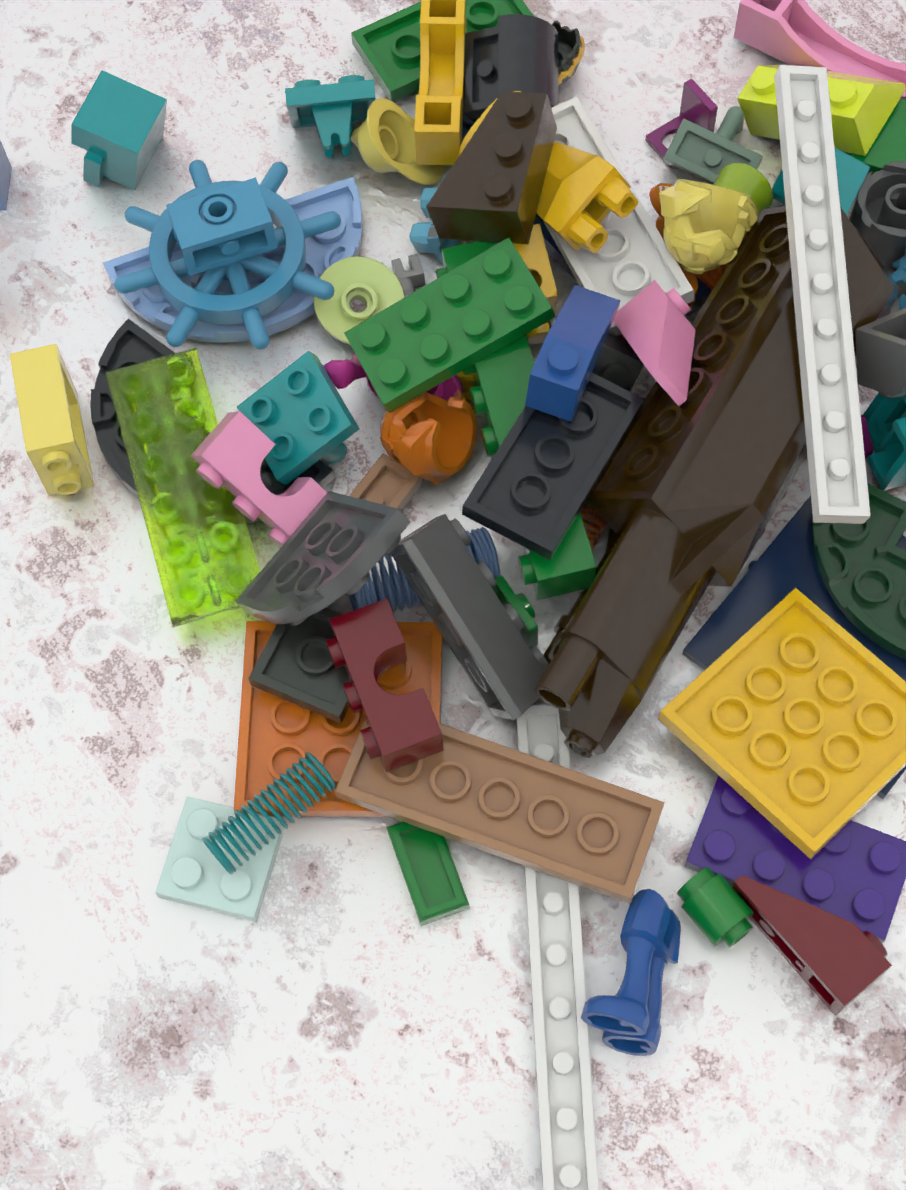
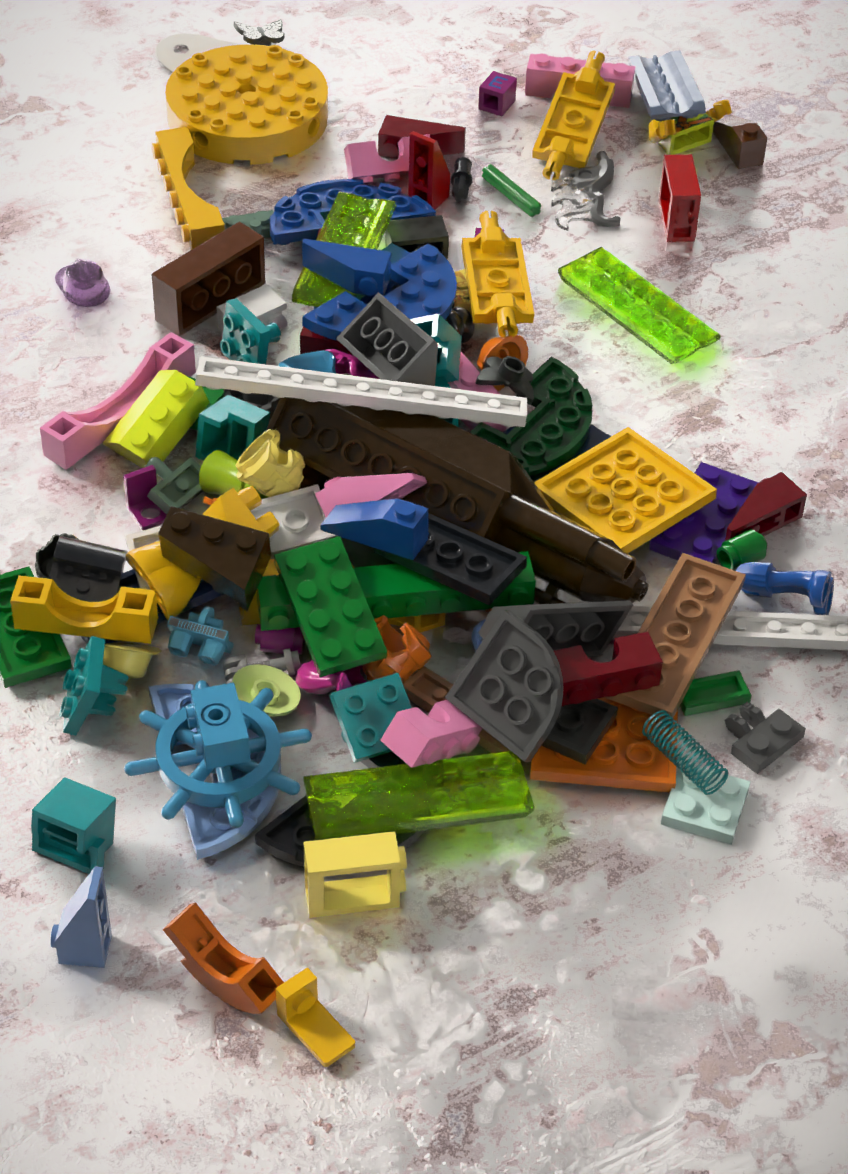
camera: 90 degrees left, 20 degrees down
(342, 946) = (766, 740): none -> dark grey hinge

